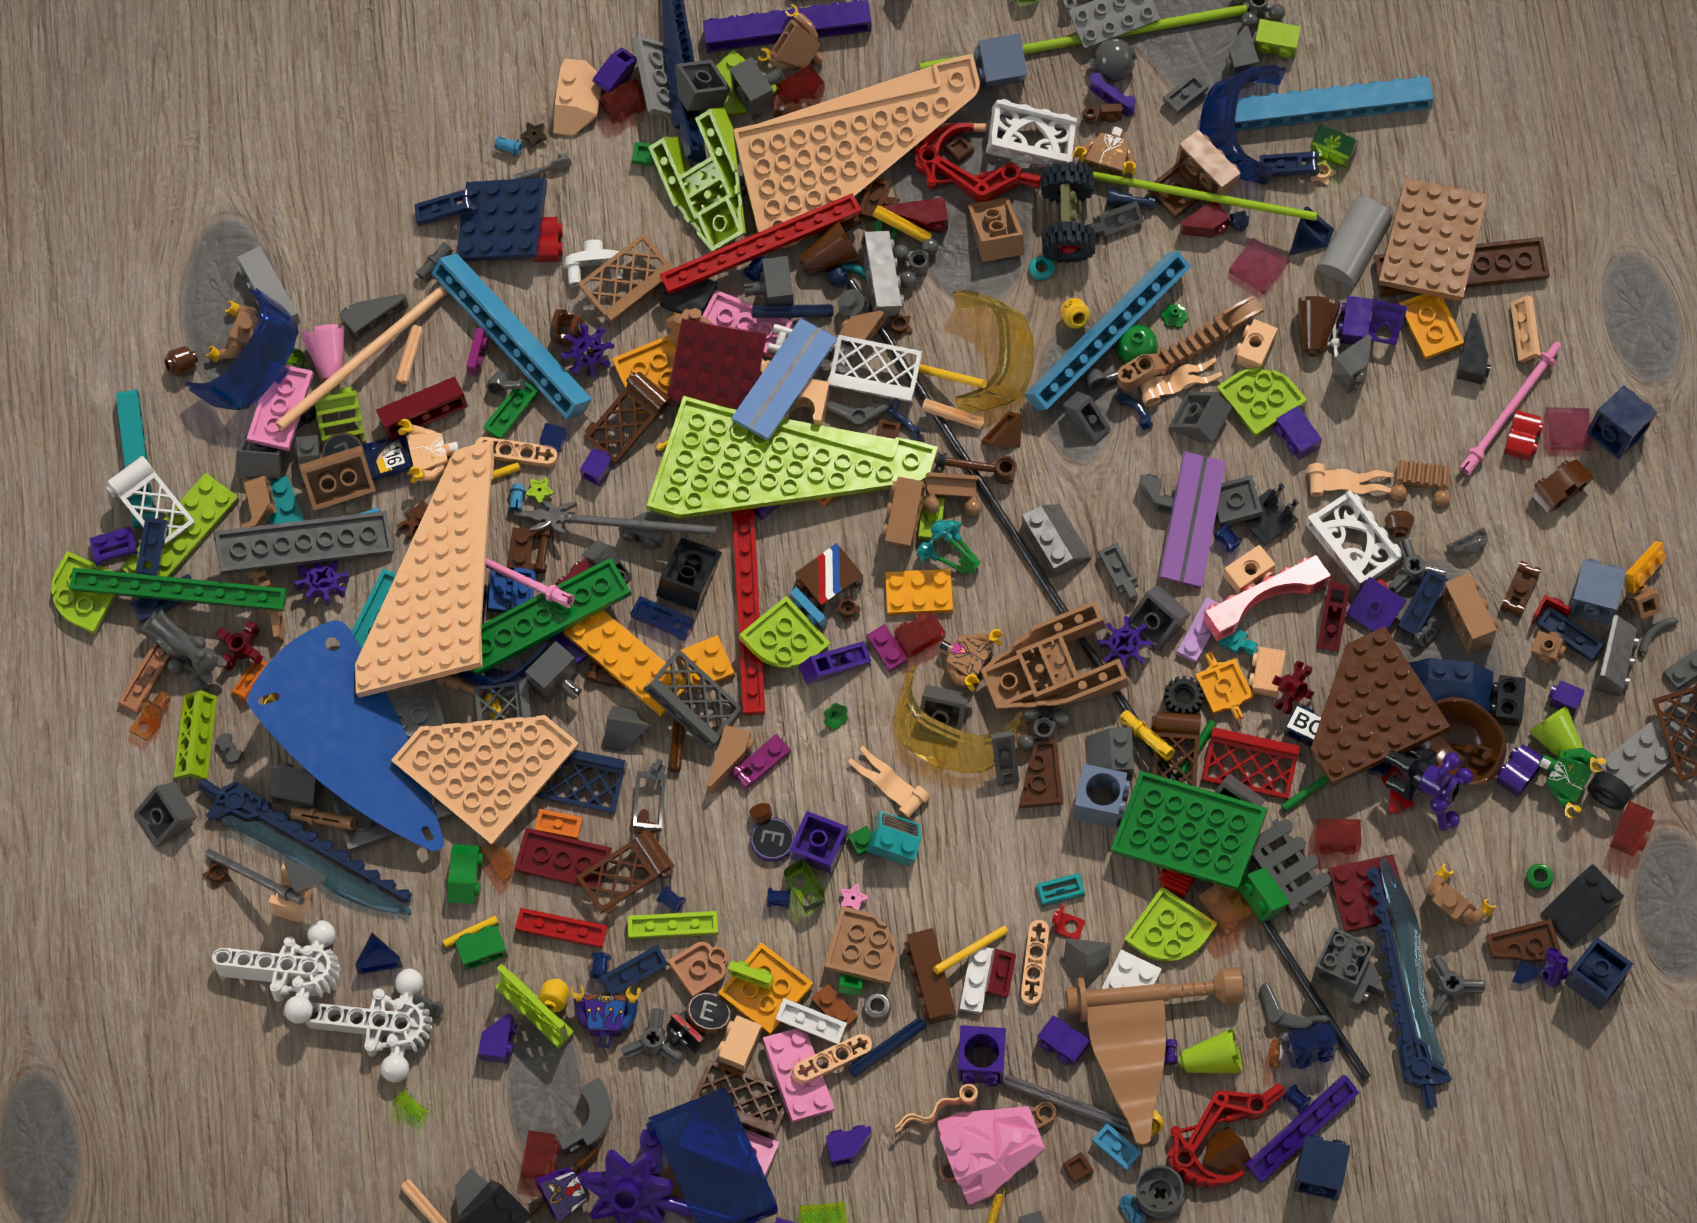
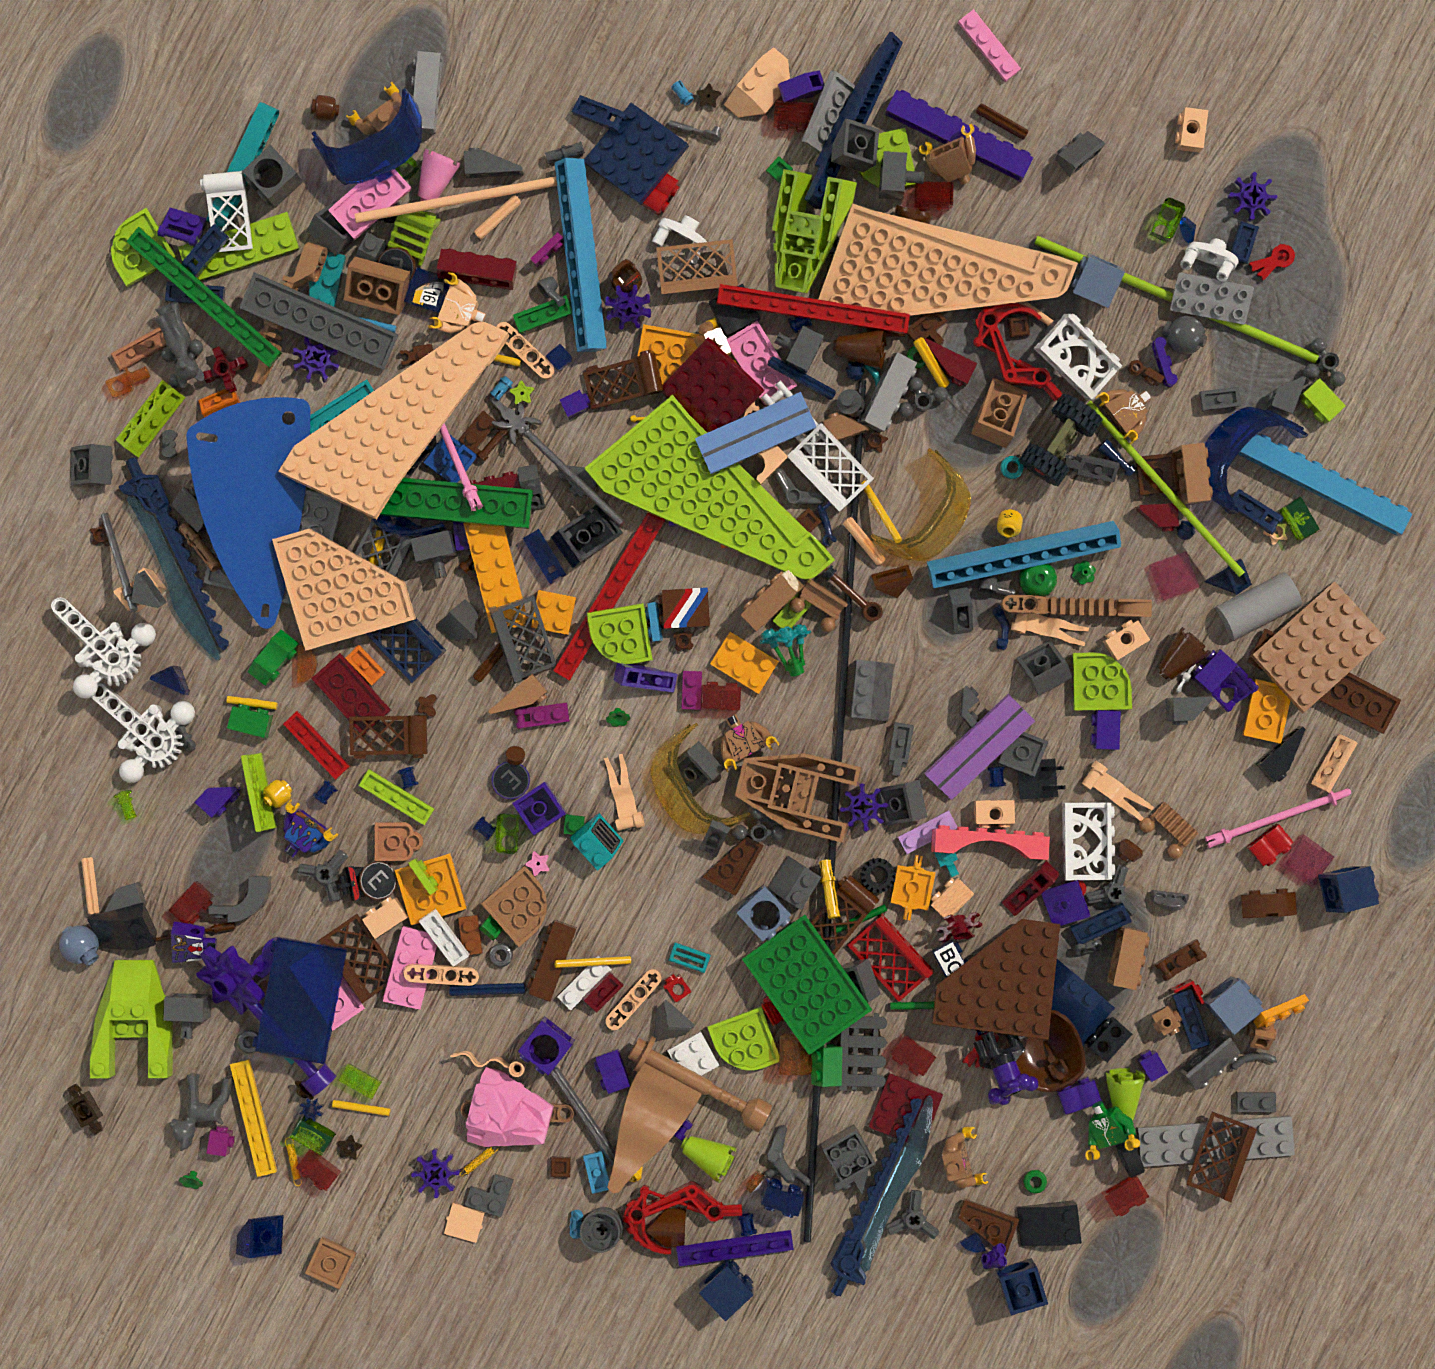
camera: 30 degrees right, 20 degrees up
(168, 430) = (272, 159): none -> dark grey brick
(633, 970) = (345, 813): dark blue plate -> none
(651, 774) = (456, 674): dark grey sword -> none
(847, 1145) = (410, 1043): dark purple slope -> none

